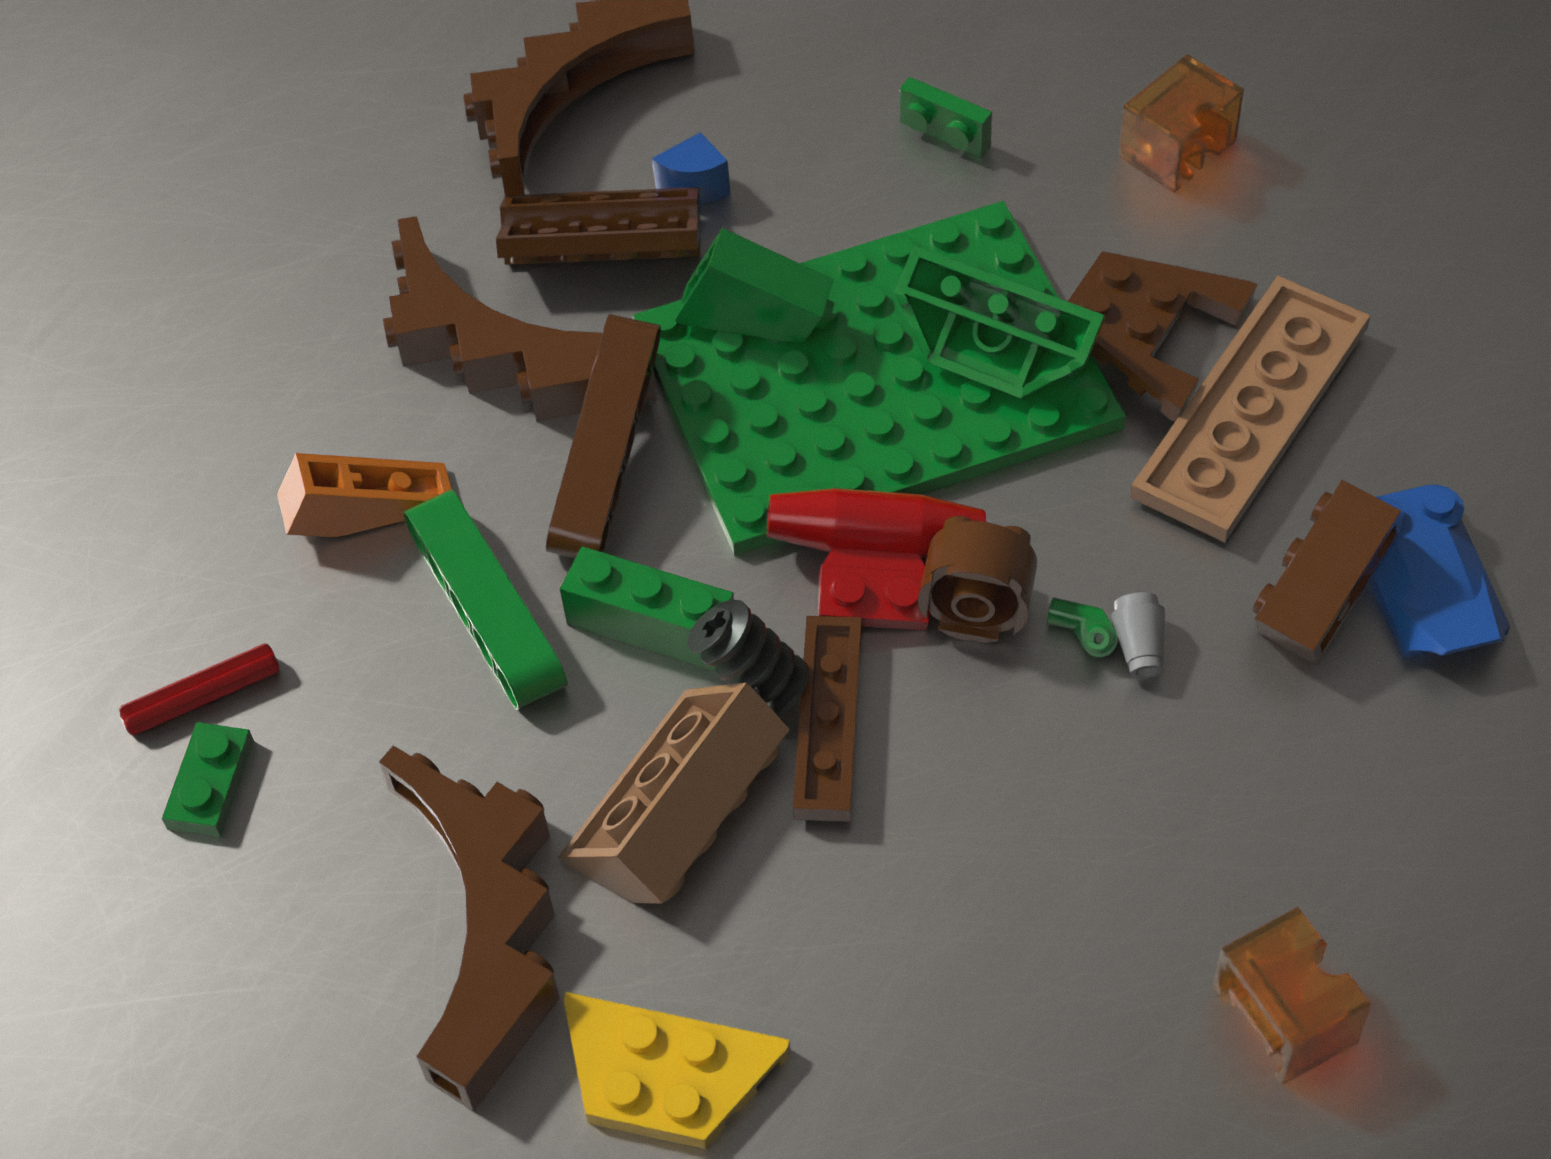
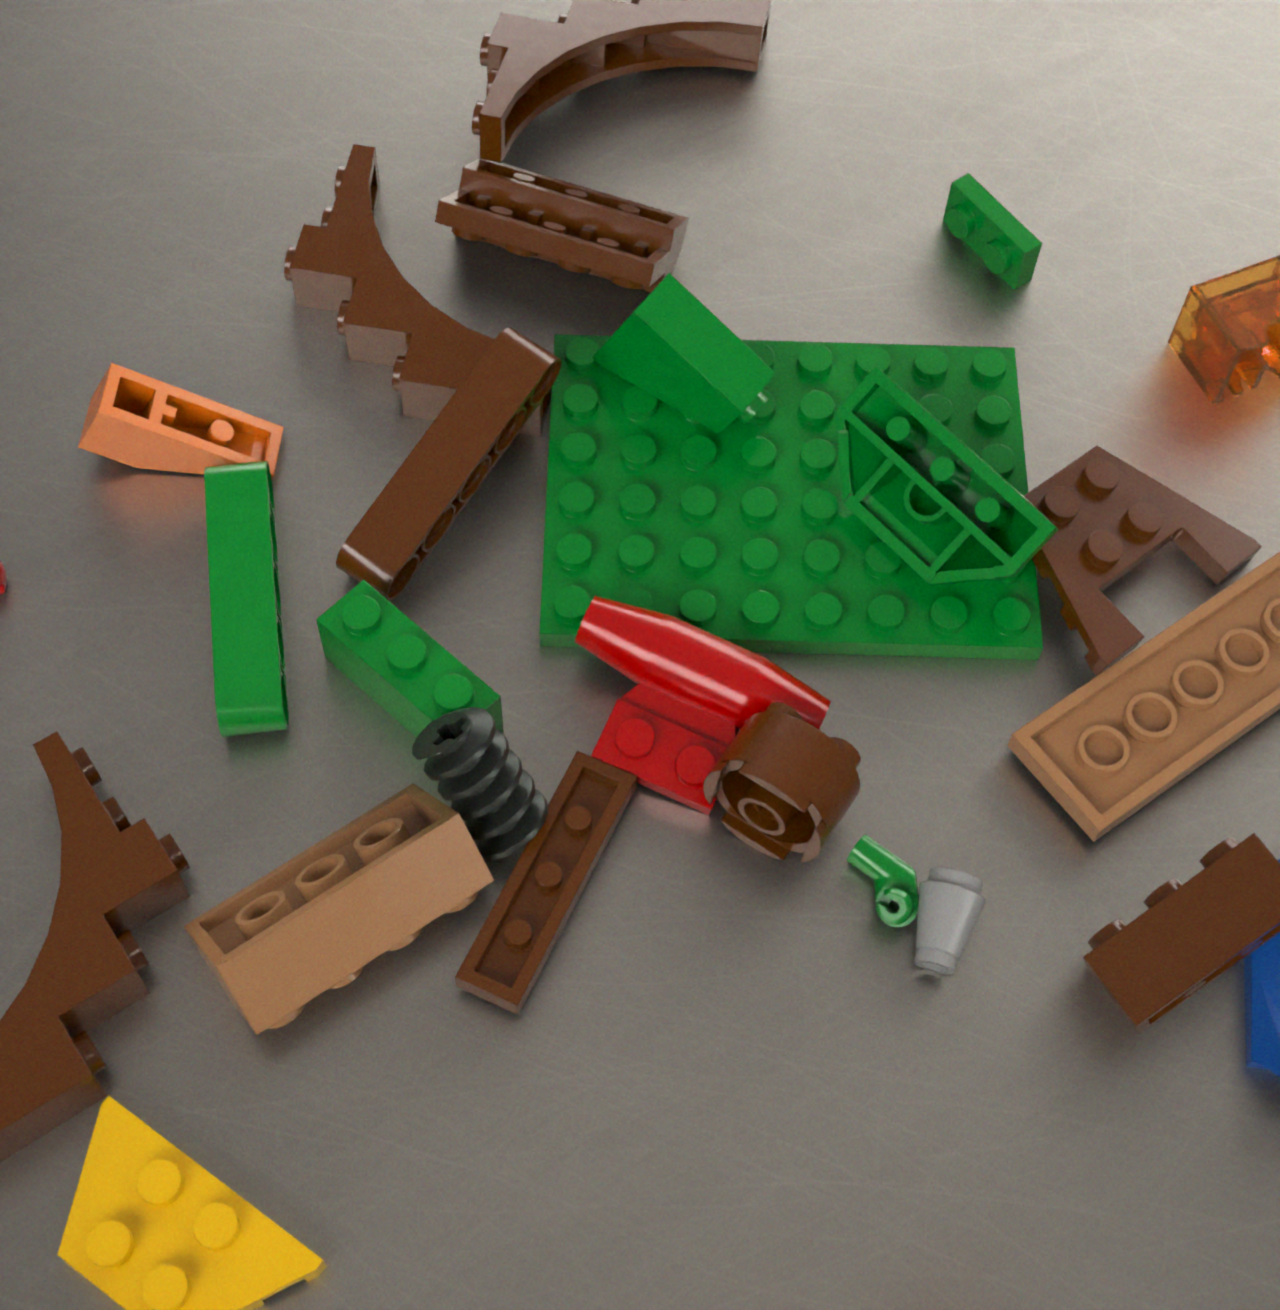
camera: 15 degrees right, 5 degrees up
(693, 165) = (692, 192): blue brick -> none

